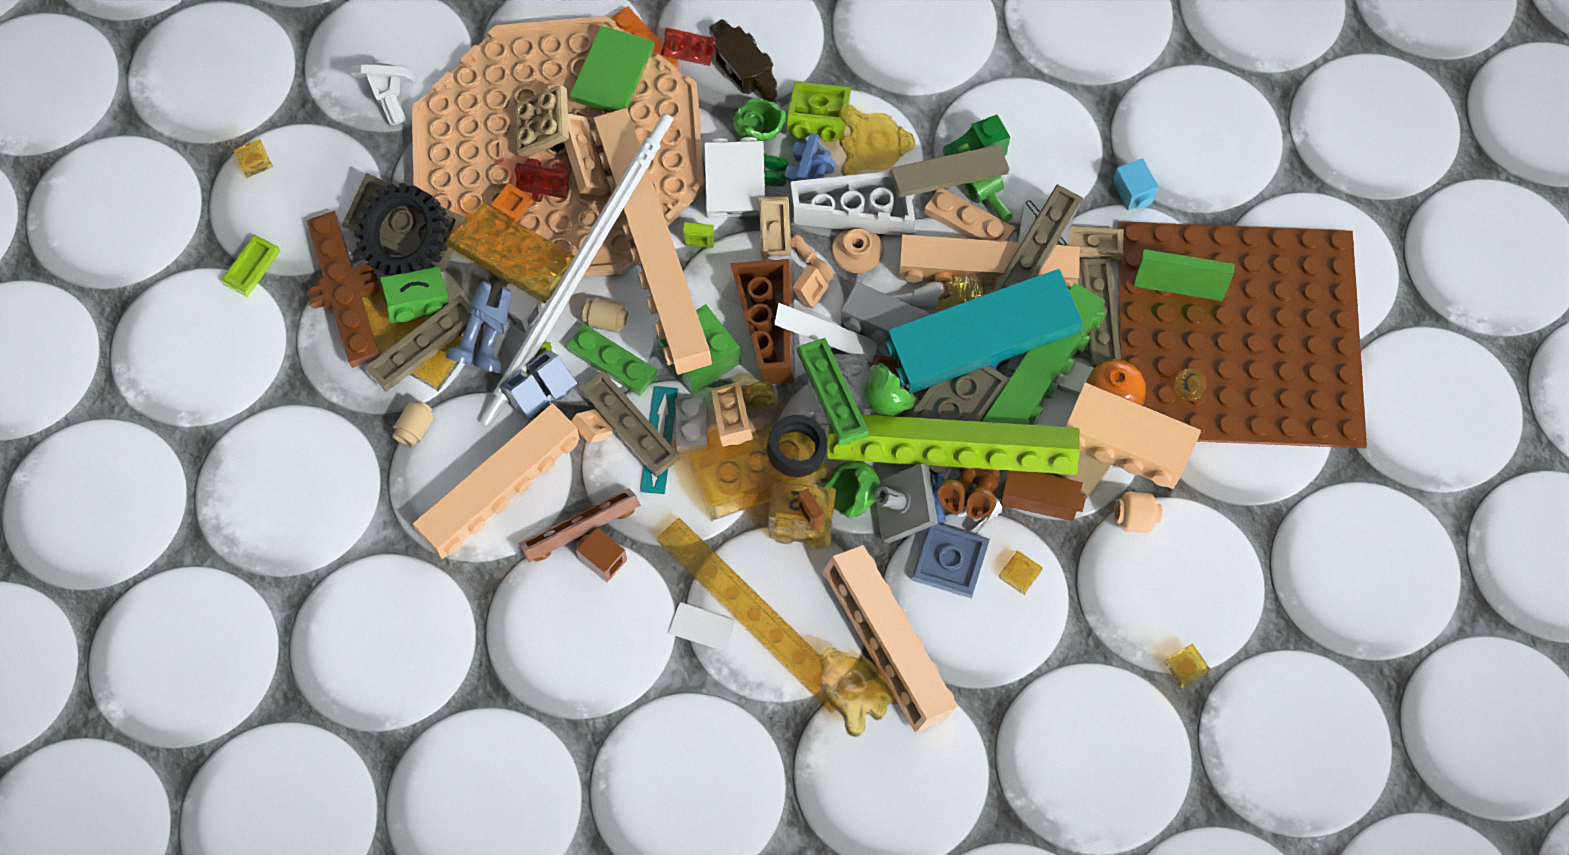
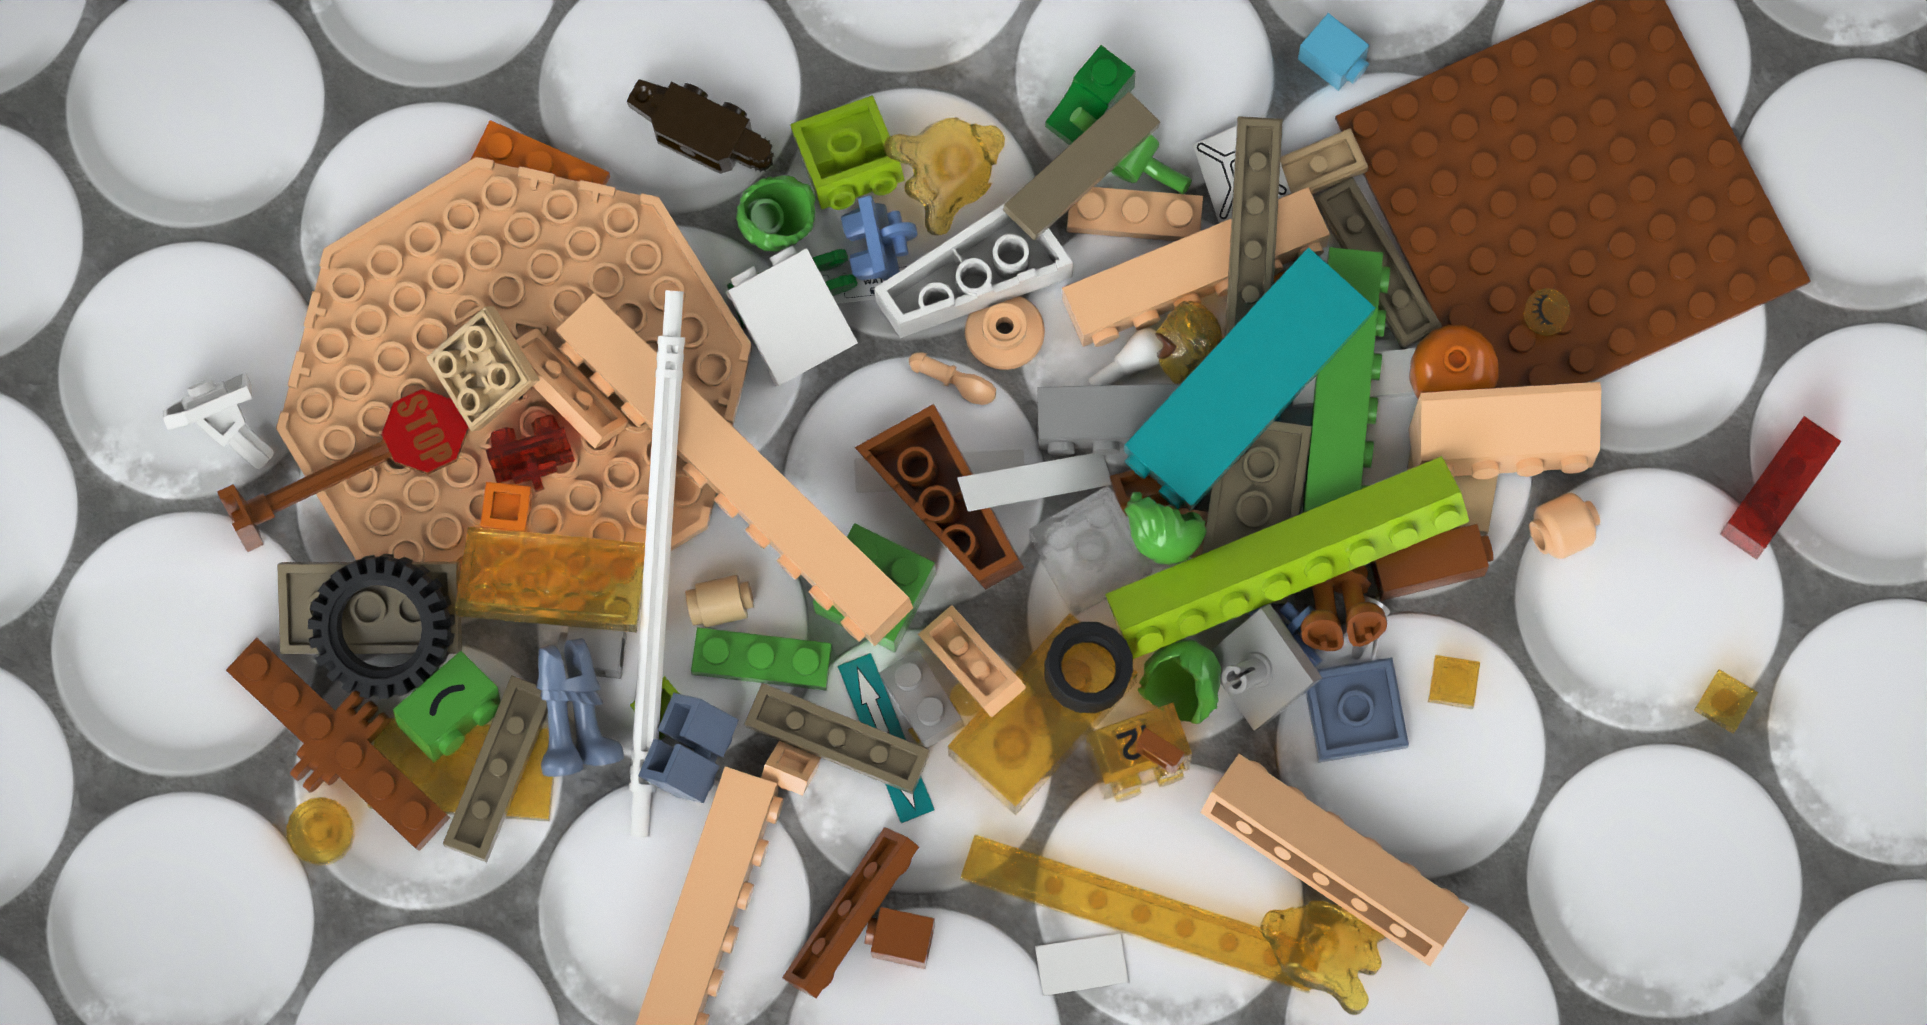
camera: 25 degrees left, 10 degrees up
(250, 265) = (185, 773): lime tile -> none
(253, 158) = (94, 616): clear yellow plate -> none
(304, 331) = (320, 831): none -> clear yellow plate
(413, 423) = (548, 886): tan brick -> none
(487, 144) = (420, 434): none -> dark orange piece
(612, 70) = (533, 239): bright green tile -> none
(688, 46) = (616, 147): clear red hips -> none
(699, 235) = (783, 421): lime tile -> none
(759, 394) = (988, 609): clear yellow tile -> none
(775, 226) = (882, 359): tan plate -> none
(810, 287) = (974, 422): light nougat plate -> none
(832, 392) = (1095, 567): bright green tile -> none
(1183, 275) = (1468, 164): bright green tile -> none
(1286, 554) = (1780, 487): none -> clear red brick

